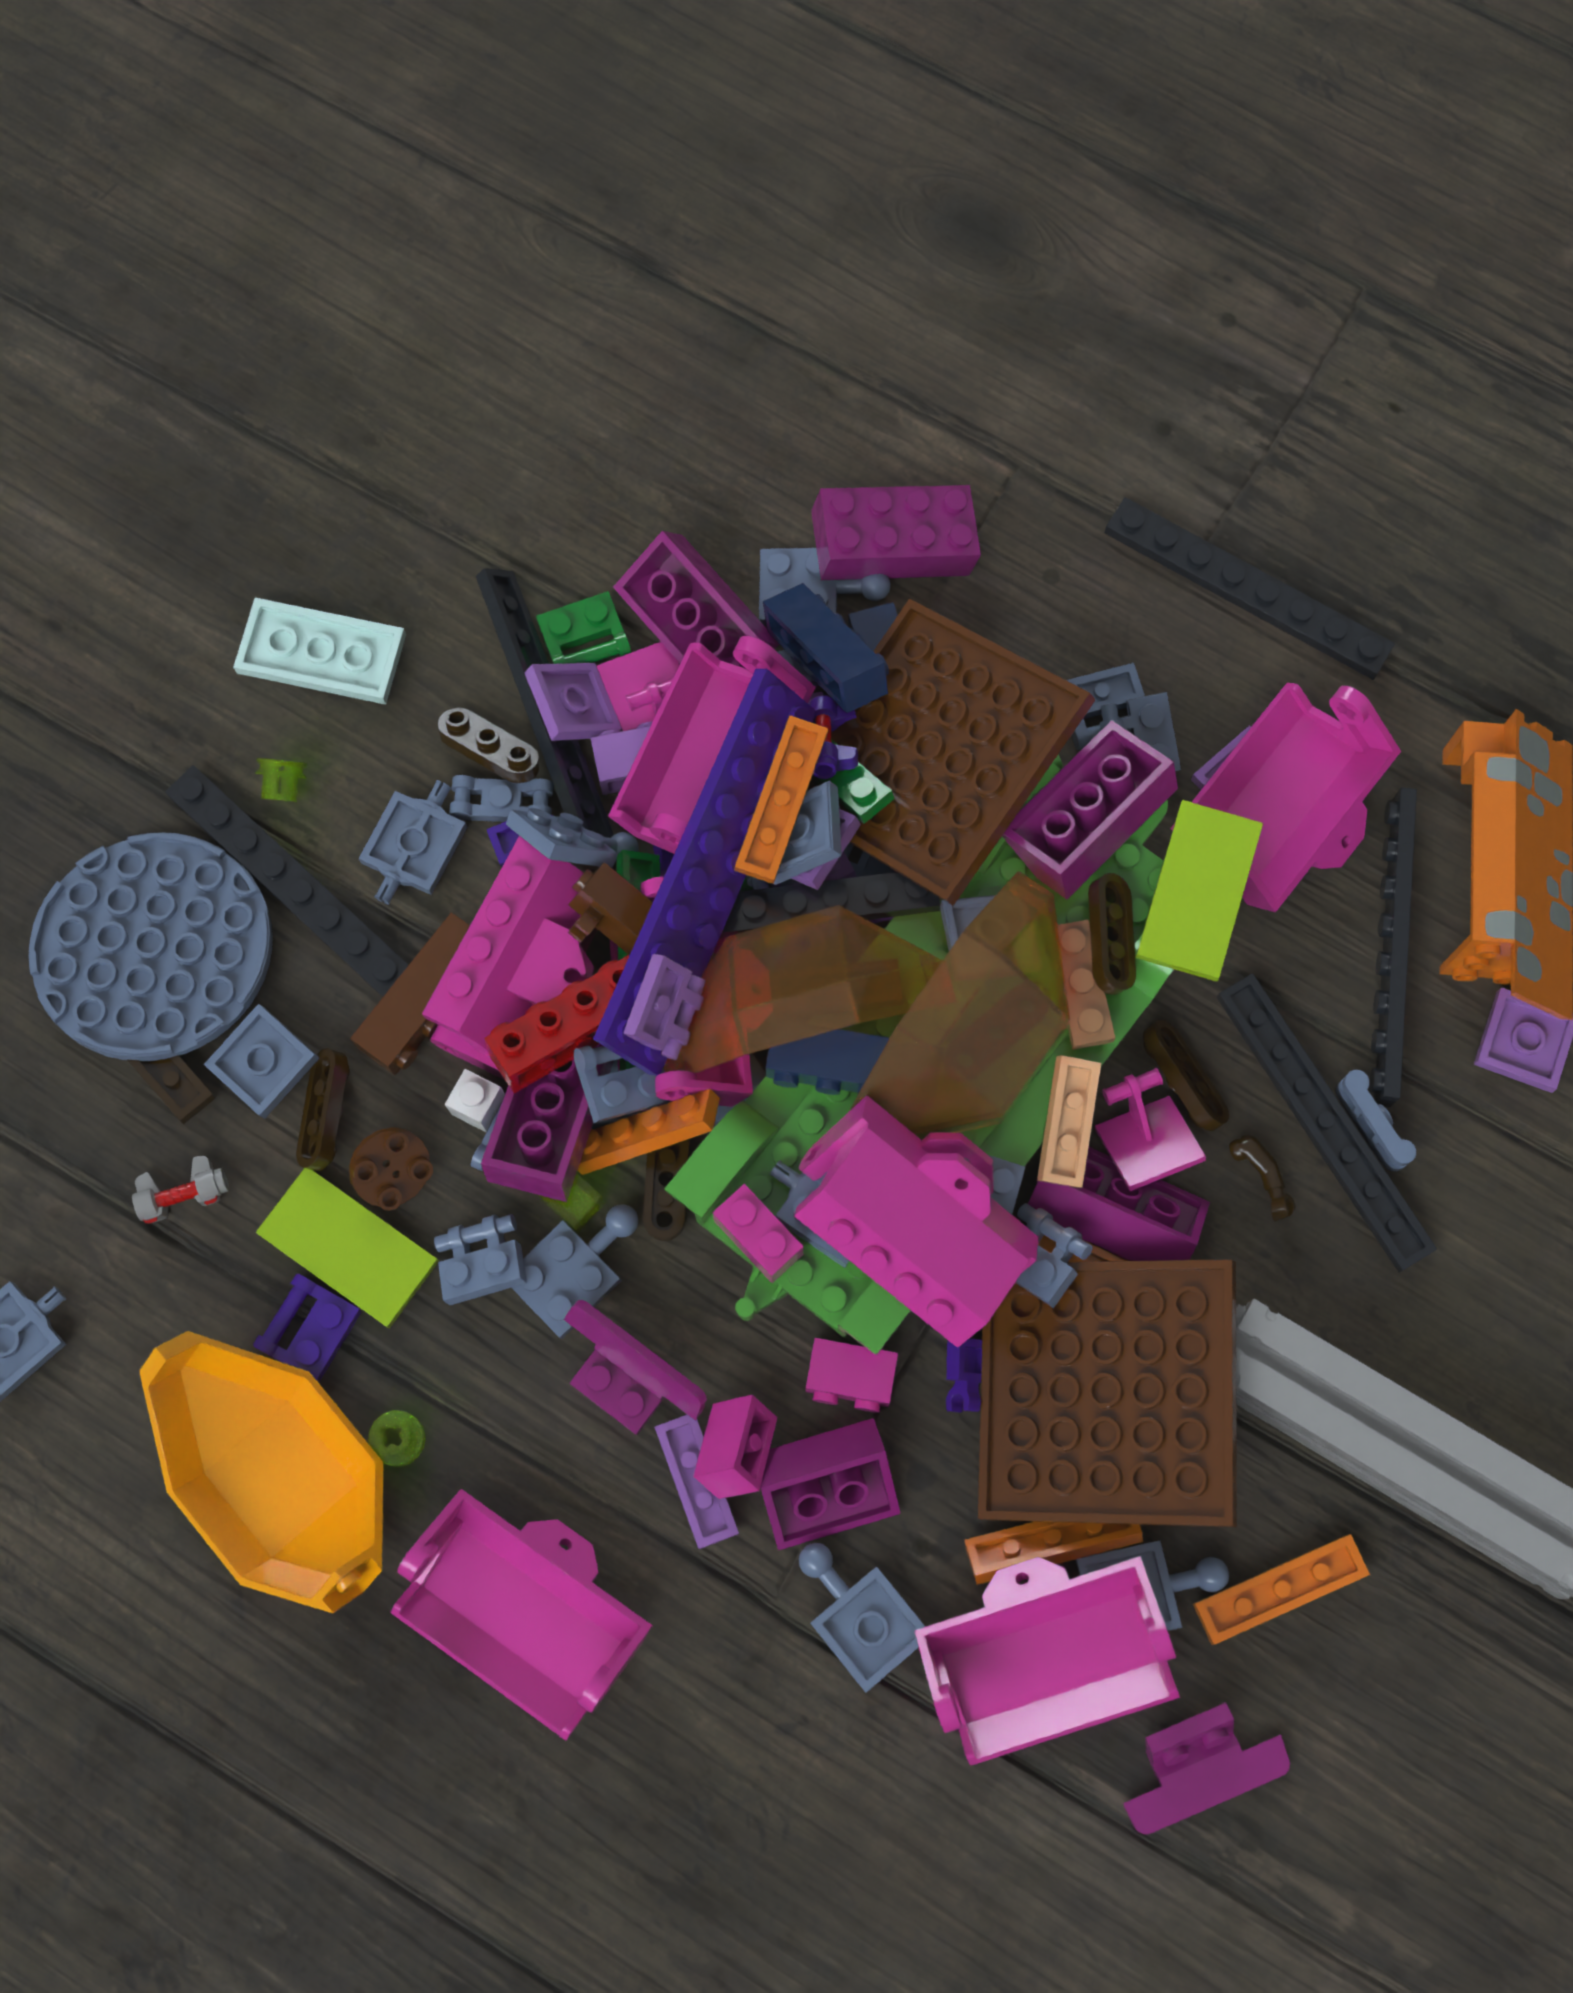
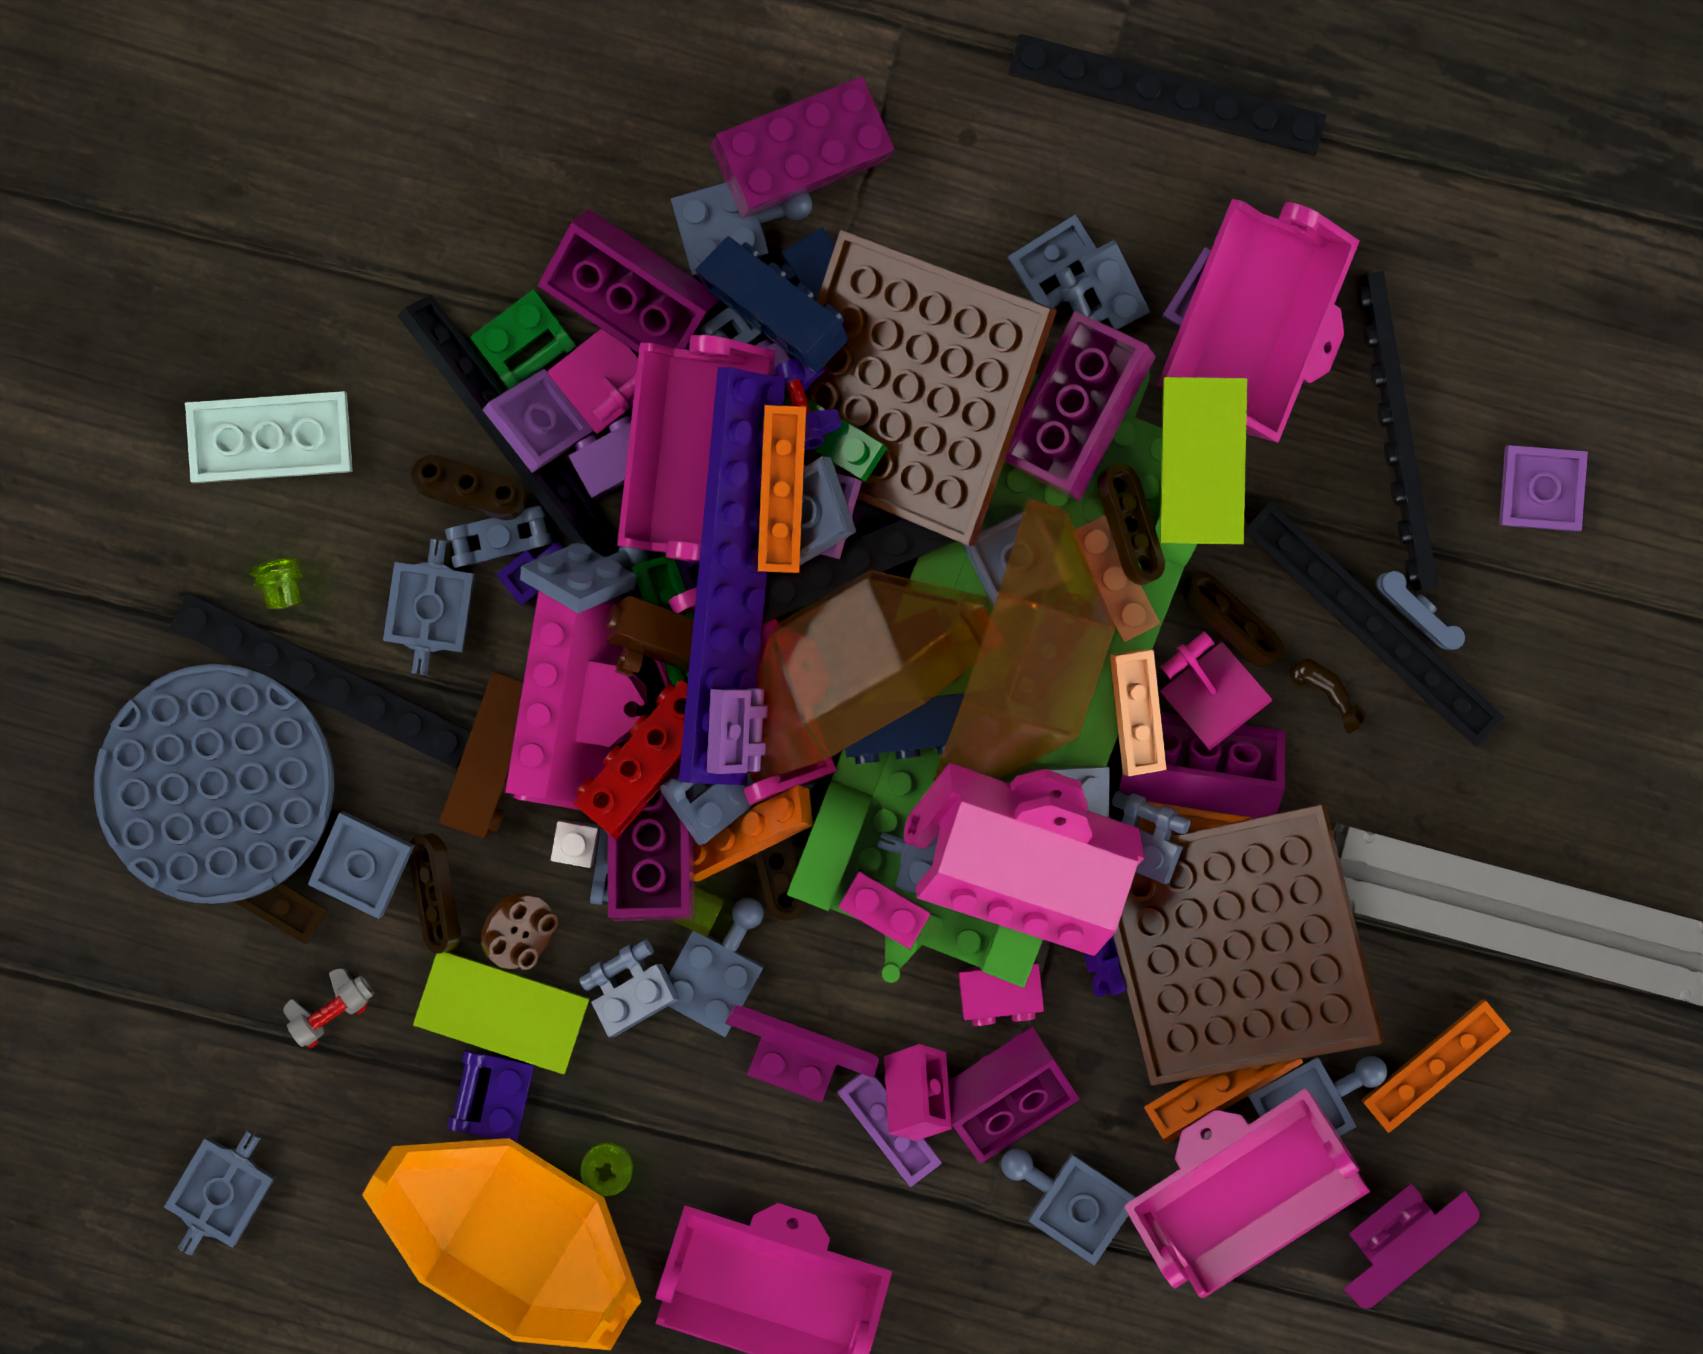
camera: 20 degrees left, 15 degrees up
(1518, 861) = (1498, 320): orange panel -> none

